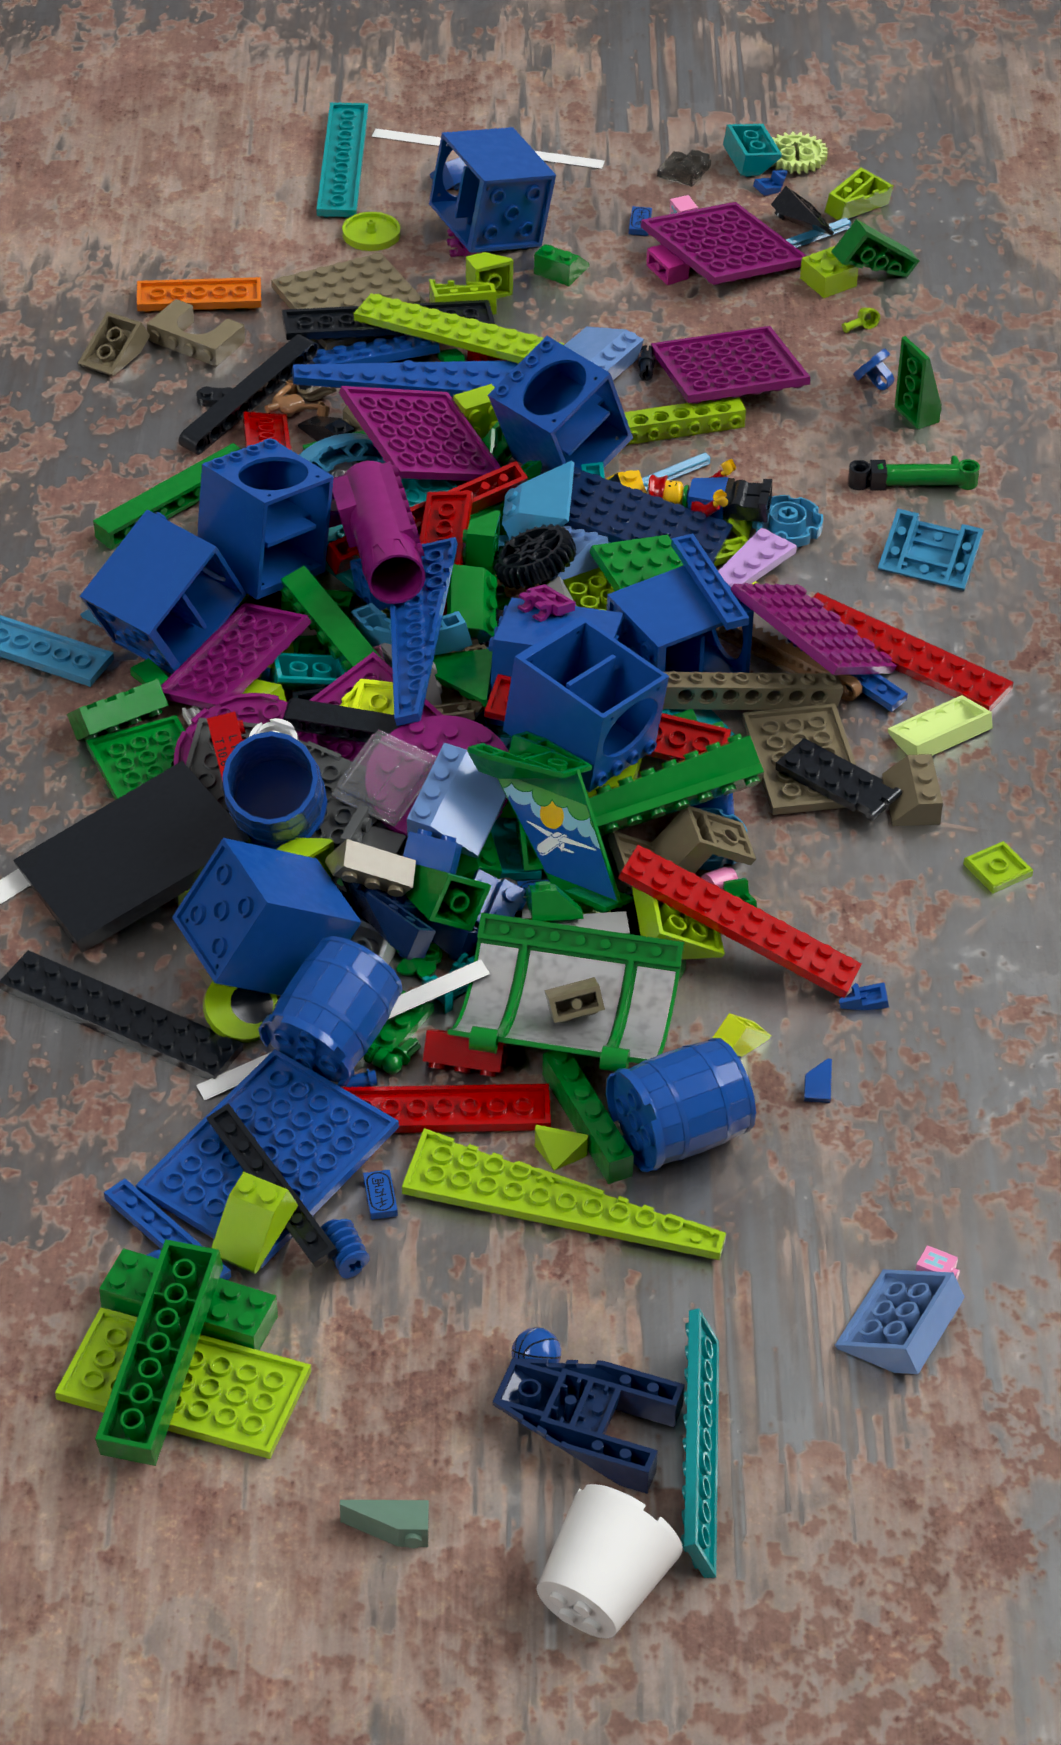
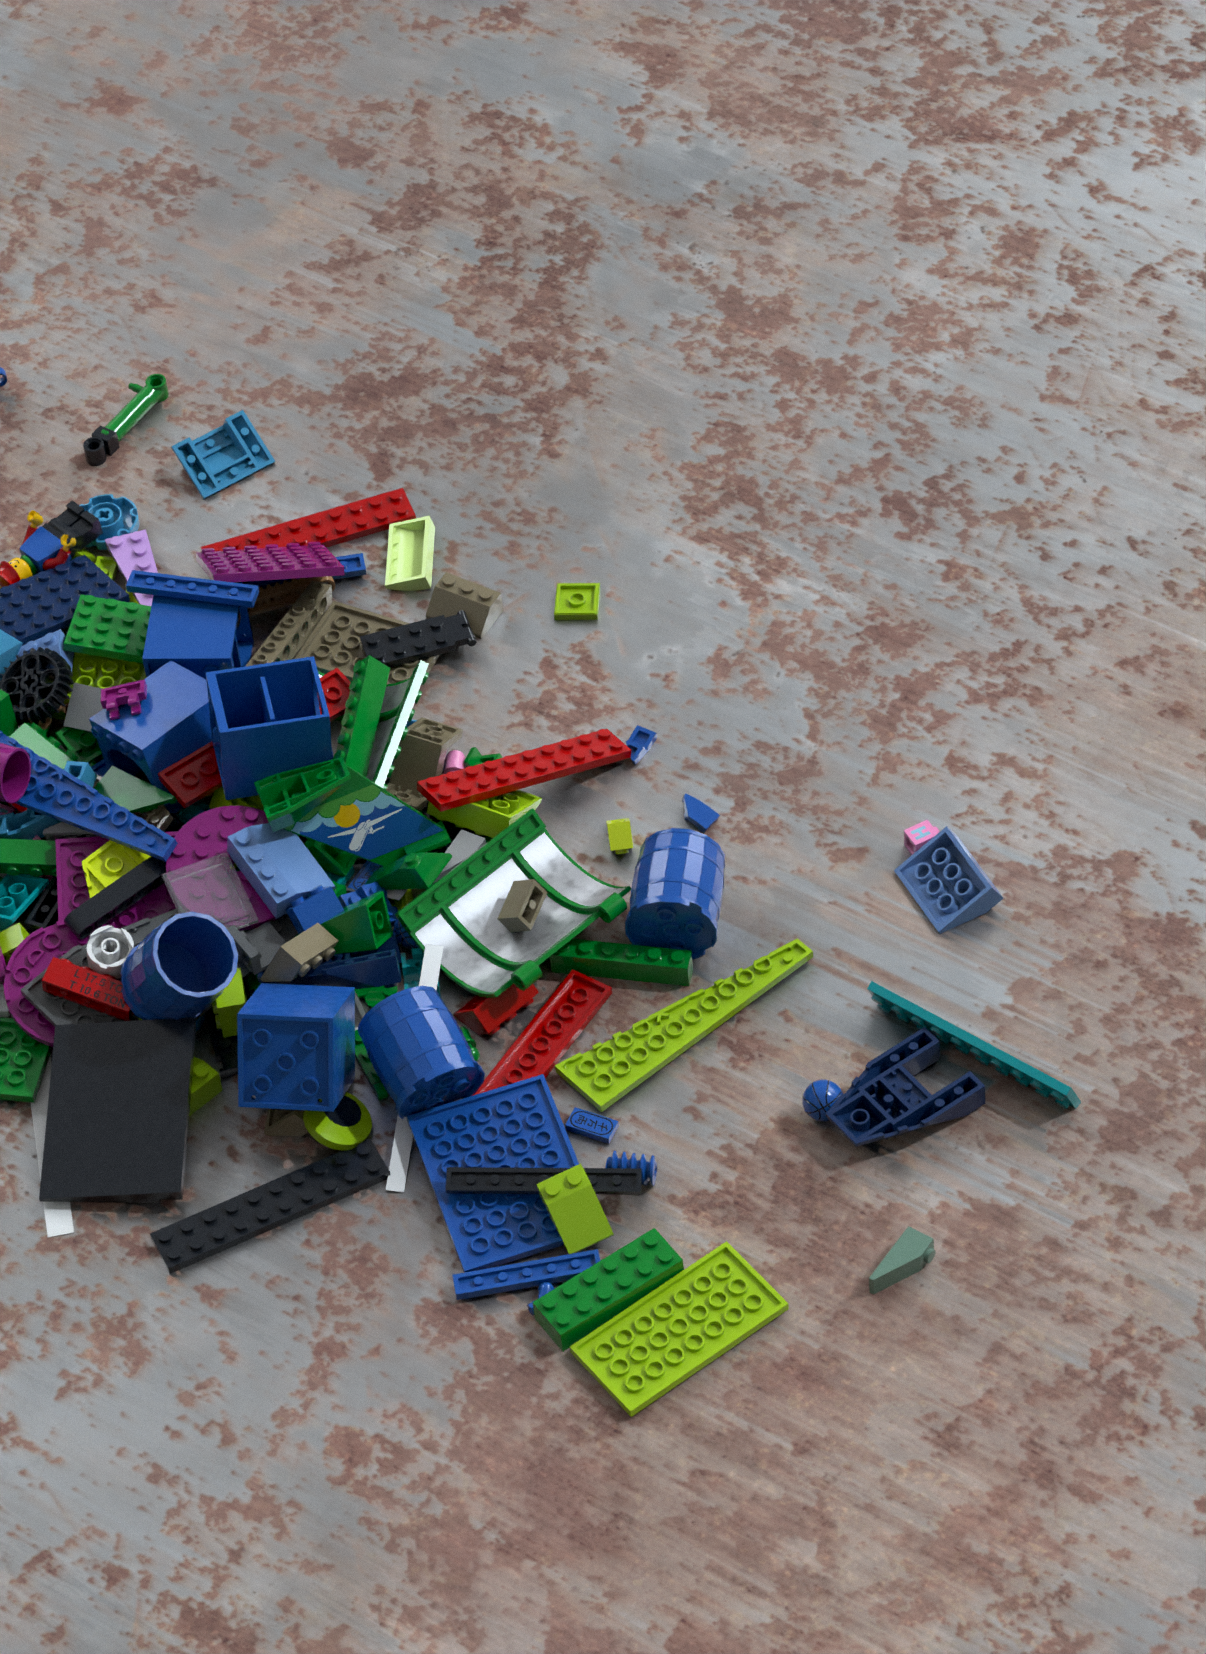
camera: 50 degrees left, 5 degrees up
(159, 1353) = (661, 1319): green brick -> none
(560, 1146) = (635, 995): lime slope -> none
(606, 1560) = (1046, 1144): white cone -> none
(916, 387) = (45, 358): green slope -> none

